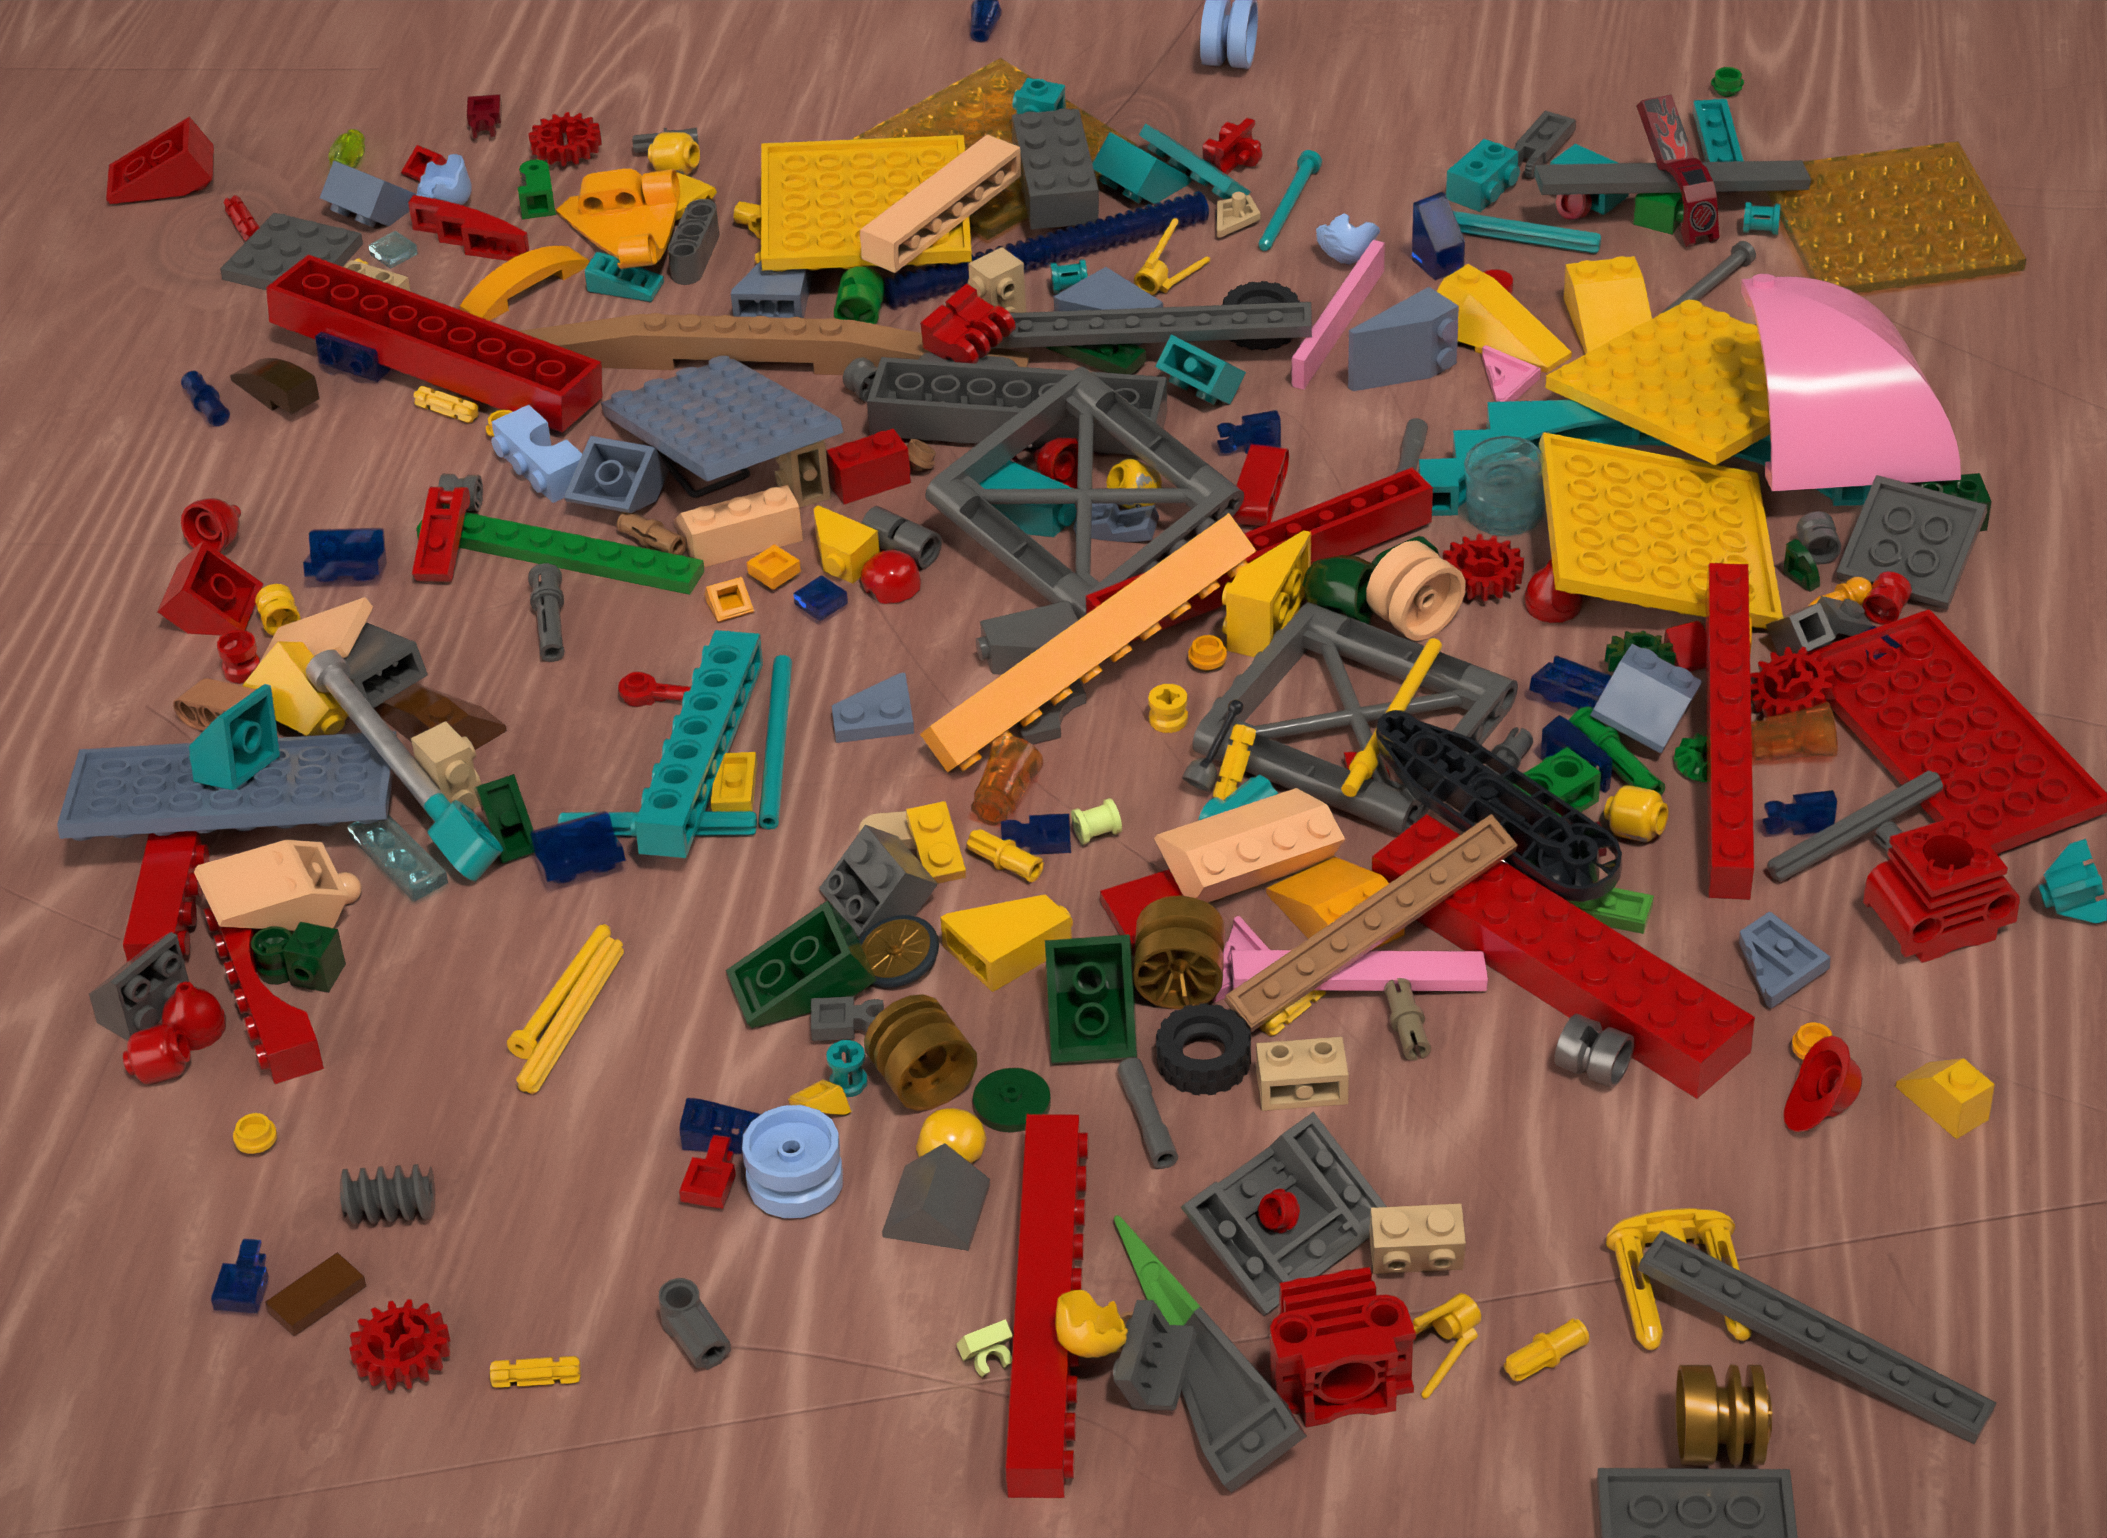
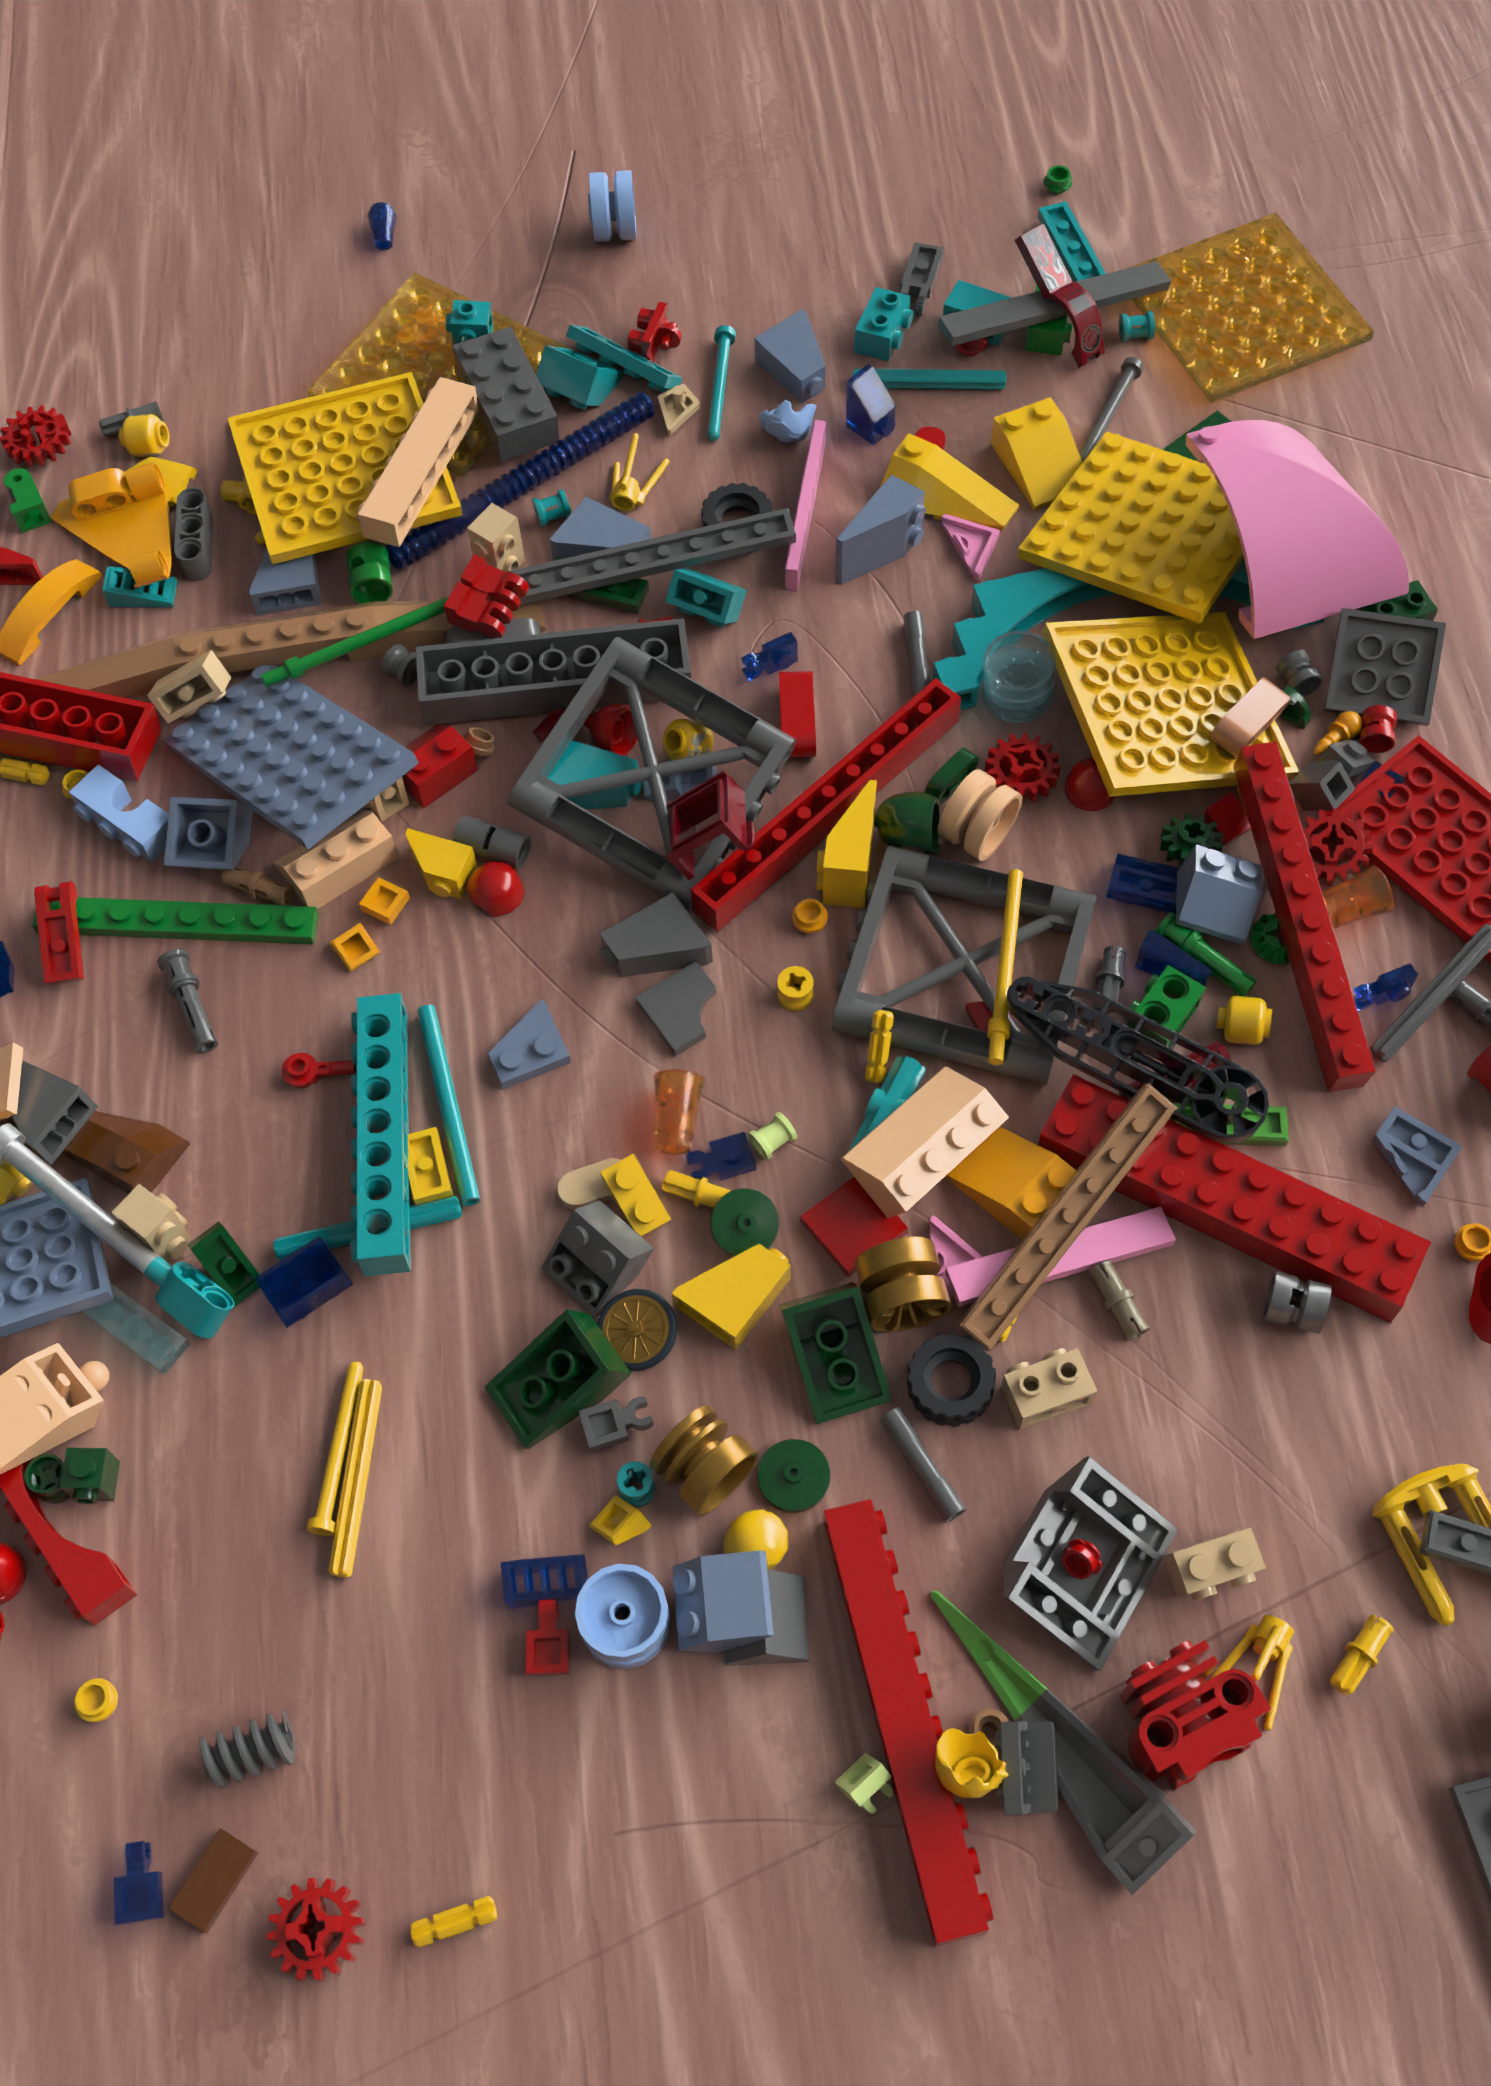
camera: 15 degrees left, 20 degrees up
(472, 482) = (56, 873): dark grey wheel -> none
(643, 356) = (190, 687): none -> tan brick
(691, 1323) = (590, 1835): dark grey piece -> none
(754, 355) = (295, 667): none -> green bar
(820, 598) = (439, 928): clear blue plate -> none
(893, 1165) = (722, 1602): none -> sand blue slope
(1039, 873) = (743, 1220): none -> dark green piece
(1087, 643) = (710, 947): light orange brick -> none
(1136, 524) = (713, 796): none -> dark red piece
(1202, 772) = (850, 1057): hinge -> none
(1373, 187) = (792, 356): none -> sand blue slope
(1753, 545) = (1250, 717): none -> beam

